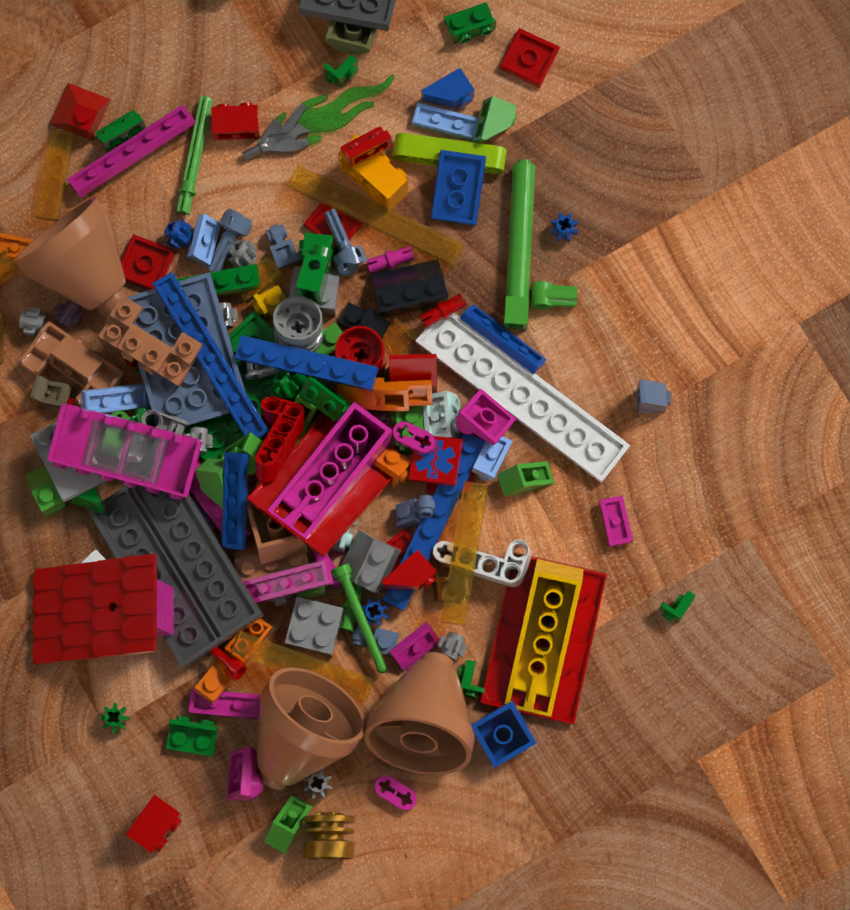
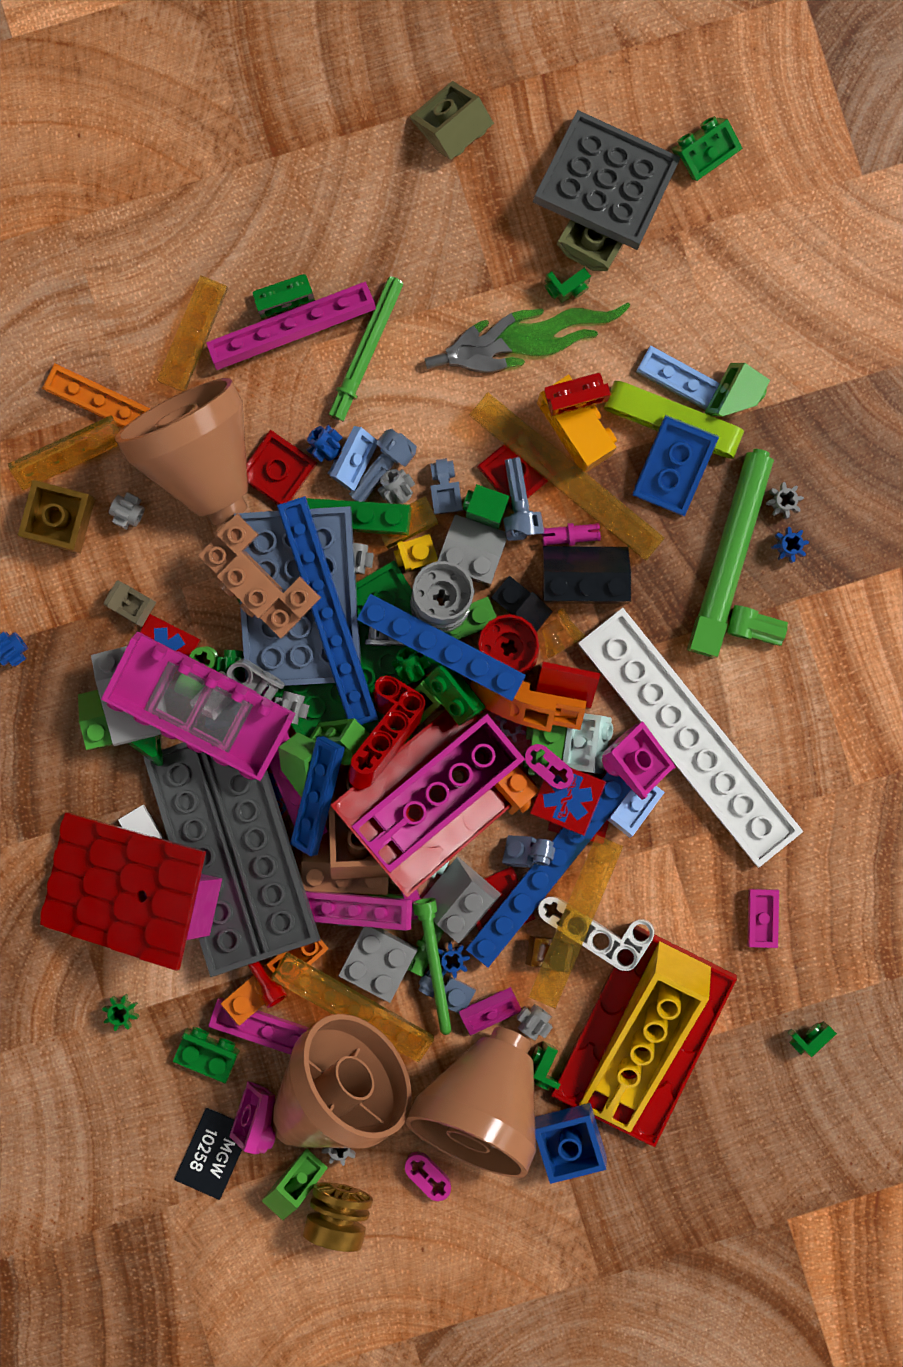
camera: 10 degrees right, 10 degrees up
(68, 314) = (170, 512): gear -> none
(70, 358) = (167, 573): nougat bracket -> none
(80, 111) = (240, 260): red slope -> none
(115, 398) = (201, 632): light blue tile -> none
(154, 825) = (138, 1151): red slope -> none
(214, 820) = (210, 1155): none -> black sticker
(235, 122) = (424, 318): red brick -> none
(314, 274) = (471, 552): green torso -> none
(411, 574) = (507, 933): red slope -> none
(442, 310) = (620, 615): red pin -> none
(450, 91) = (694, 341): blue slope -> none
(470, 23) = (738, 260): green bracket -> none
(503, 339) = (683, 665): blue tile -> none
(525, 478) = (668, 841): bright green slope -> none
(529, 58) = (799, 321): red tile -> none
(551, 187) = (777, 499): none -> light grey gear
(652, 397) = (843, 780): sand blue slope -> none

